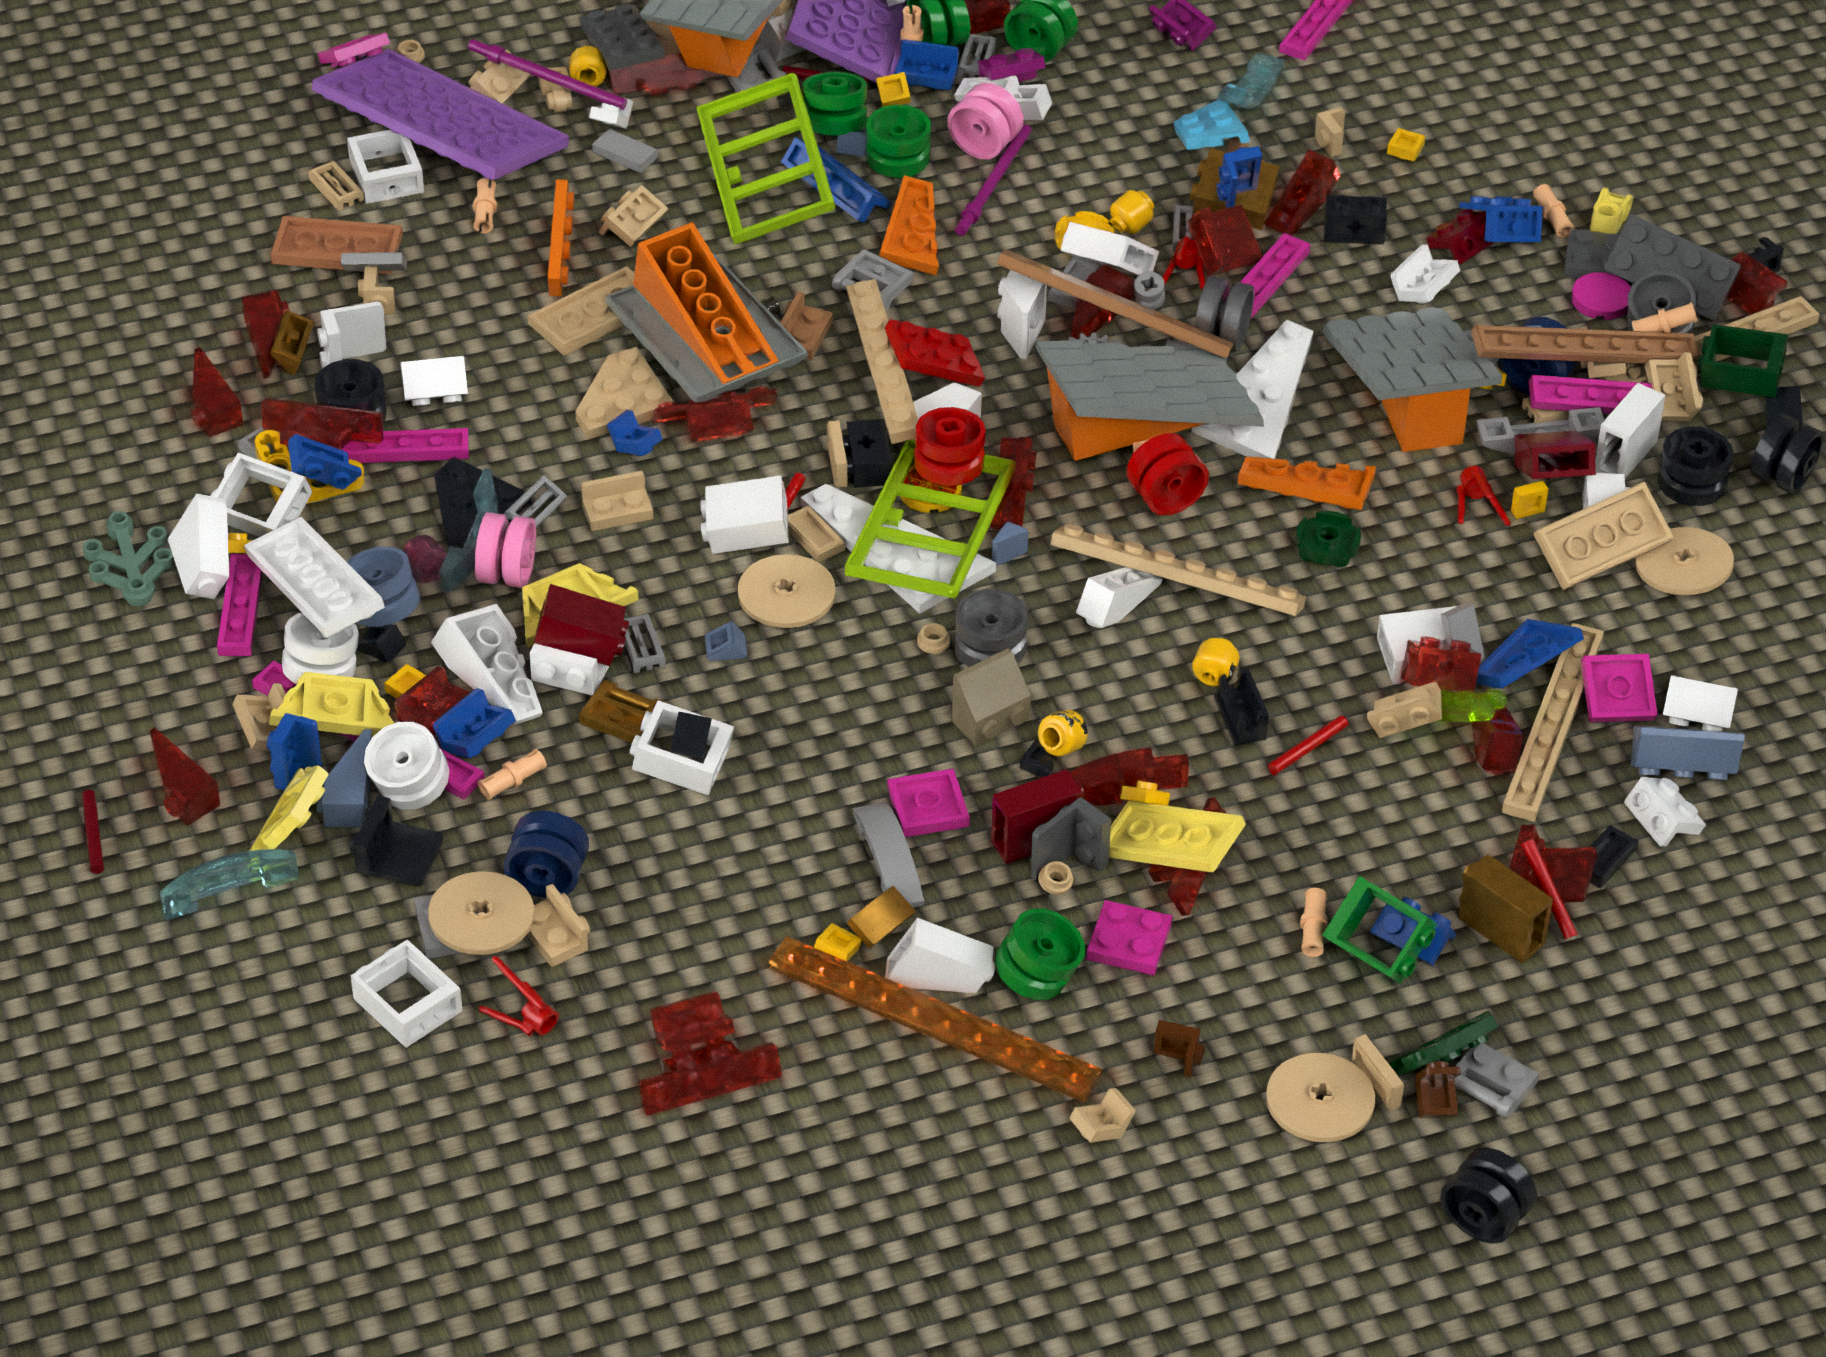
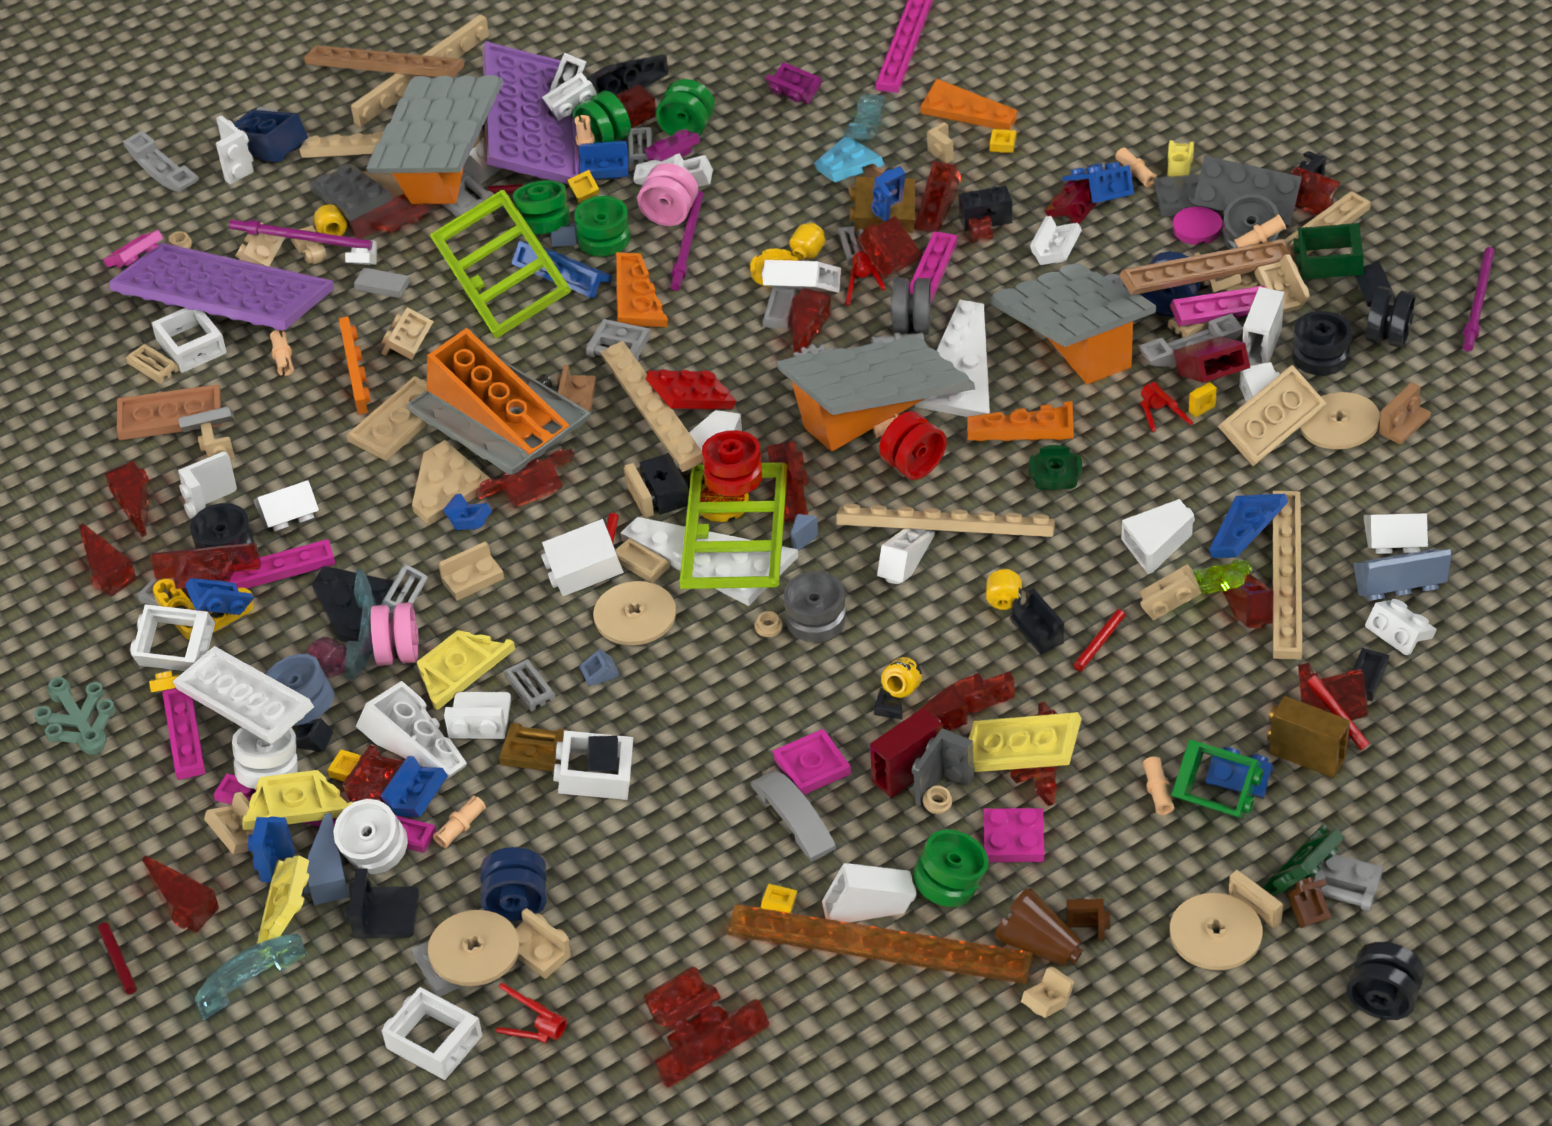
camera: 10 degrees left, 0 degrees up
(201, 546) = (137, 691): white slope -> none
(291, 340) = (157, 500): pearl gold slope -> none
(581, 625) = (479, 682): dark red brick -> none
(881, 917) = (807, 868): pearl gold slope -> none
(990, 697) = (834, 663): dark tan slope -> none
(1021, 311) = (748, 338): white slope -> none
(1115, 303) = (825, 317): medium nougat tile -> none
(1115, 1045) = (1039, 930): none -> reddish brown cone
(1145, 793) = (986, 711): yellow plate -> none
(1155, 296) = (848, 305): light grey wheel -> none
(1341, 242) = (980, 229): none -> clear red wheel
(1379, 95) = (965, 106): none -> orange wing
(1423, 667) = (1182, 548): clear red brick -> none
(1462, 625) = (1194, 524): light grey tile -> none
(1619, 688) = (1329, 534): dark pink plate -> none
(1760, 571) = (1403, 415): none -> medium nougat bracket

